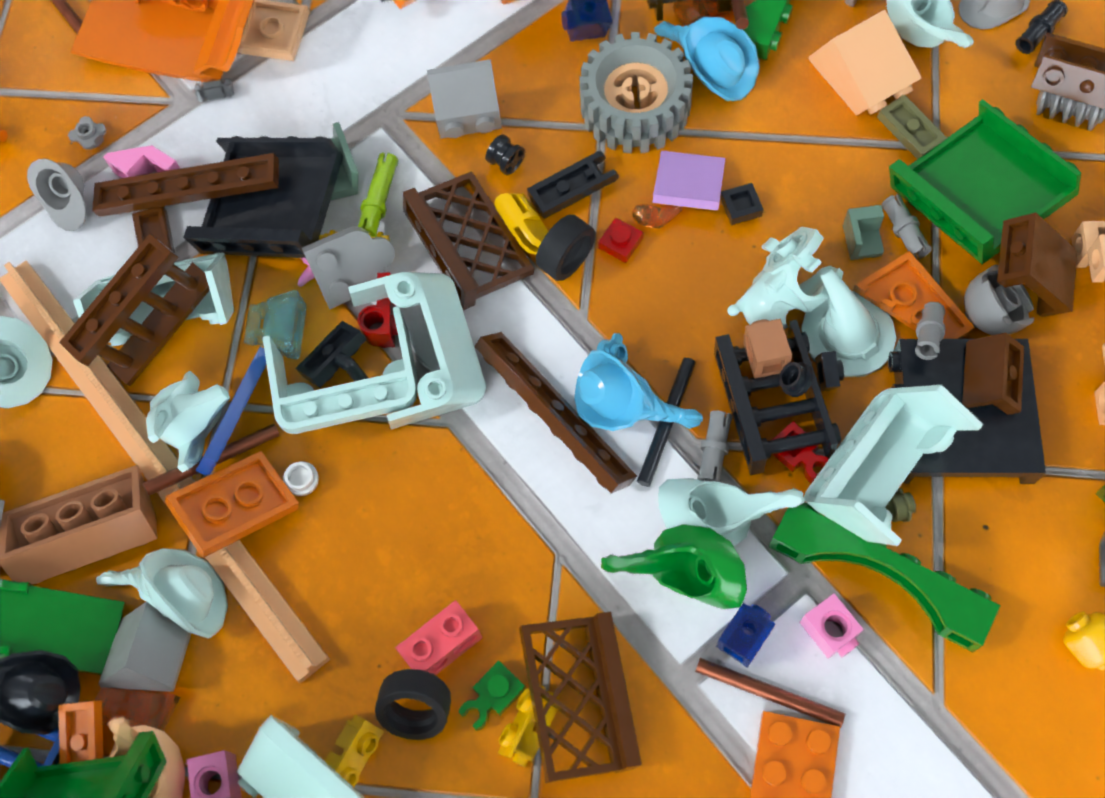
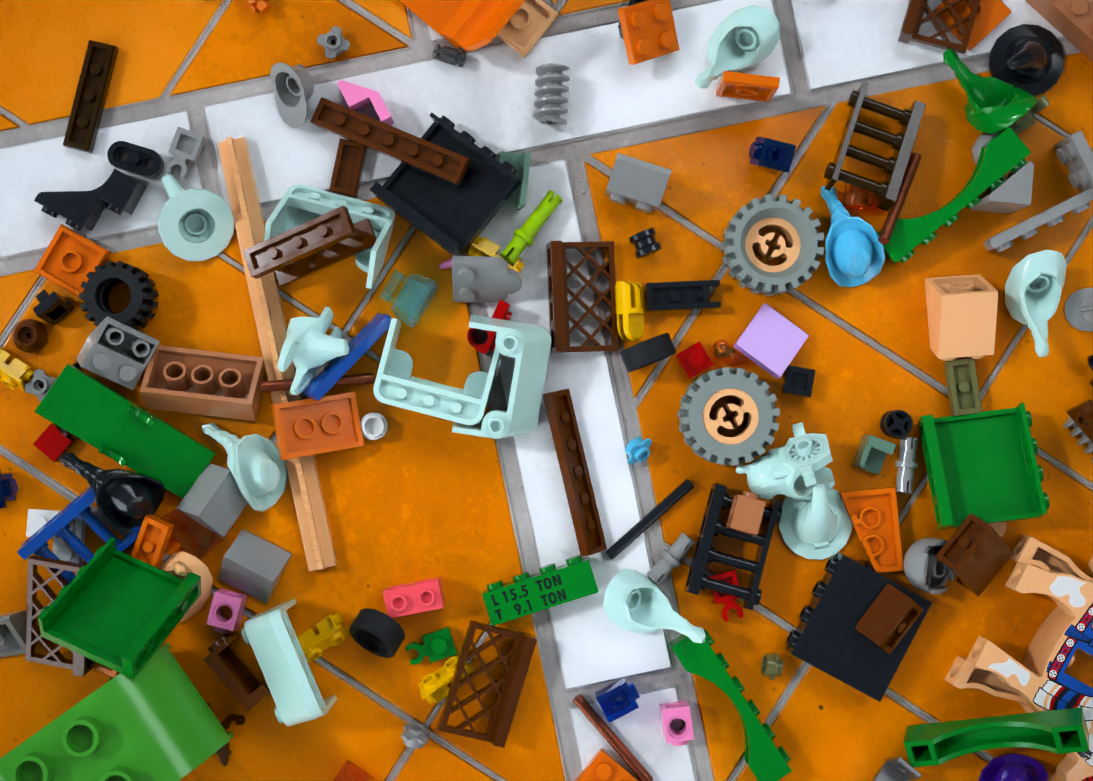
camera: 20 degrees right, 20 degrees up
(224, 711) = (254, 565): none -> light grey slope
(332, 354) = (437, 344): black plate -> none
(335, 70) = (549, 94): none -> light grey piece
(577, 565) = (539, 591): none -> green brick
(616, 396) = (622, 491): medium azure hat -> none
(679, 294) = (701, 431): none -> light grey wheel
(691, 563) = (607, 637): green hat -> none
(796, 378) = (746, 546): black plate -> none
(829, 371) = (781, 548): black plate -> none
(867, 185) = (901, 421): none -> black wheel
(882, 453) = (769, 635): light aqua windscreen -> none
(930, 331) = (866, 564): light grey pin -> none

